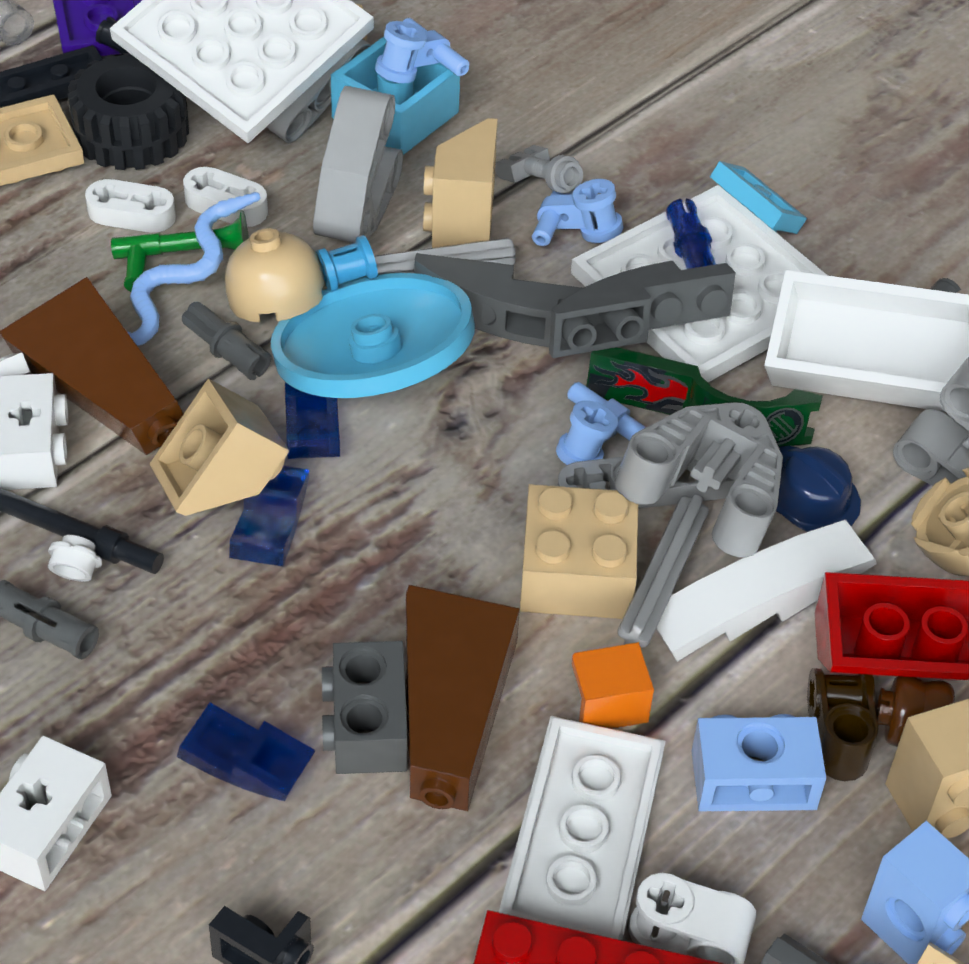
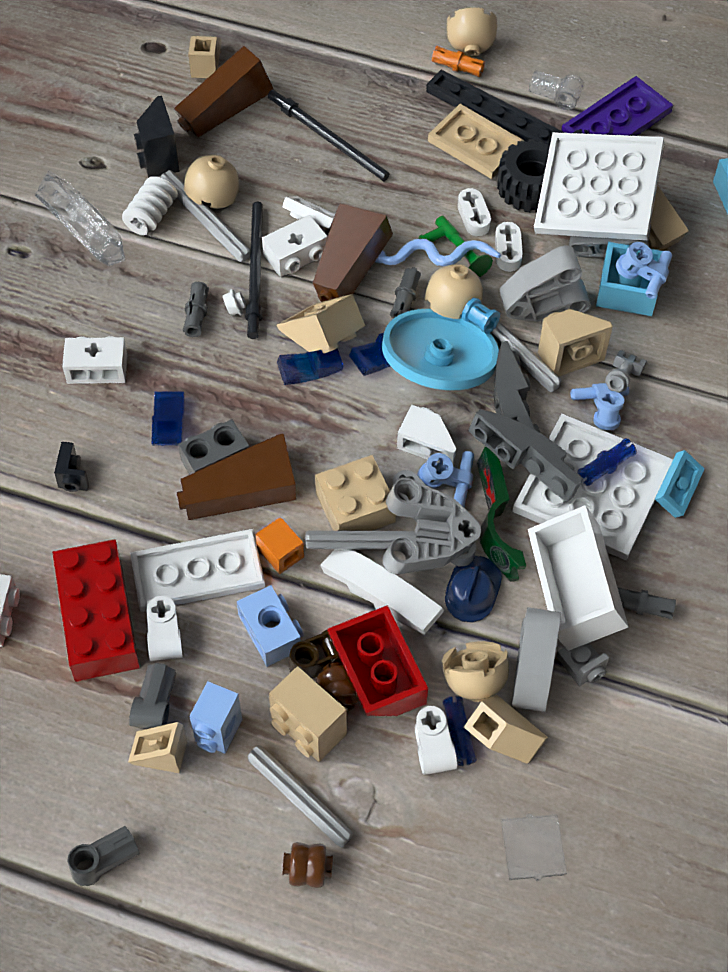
camera: 65 degrees right, 10 degrees up
(514, 421) = (425, 434): none -> white slope

